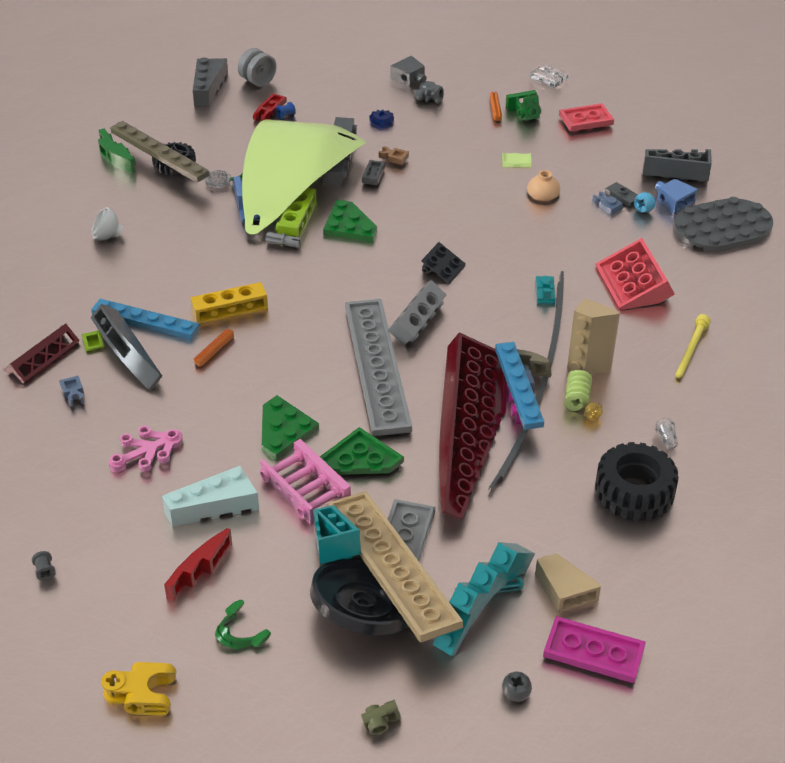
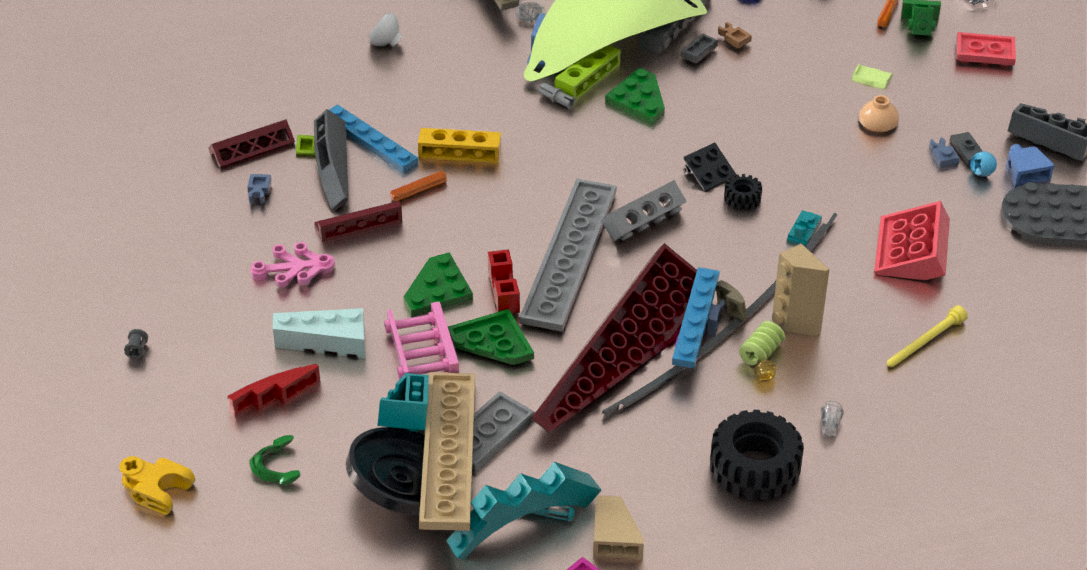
camera: 25 degrees right, 0 degrees up
(180, 392) = (359, 221): none -> dark red fence
(333, 398) = (503, 284): none -> red arch
(482, 275) = (734, 192): none -> black tyre

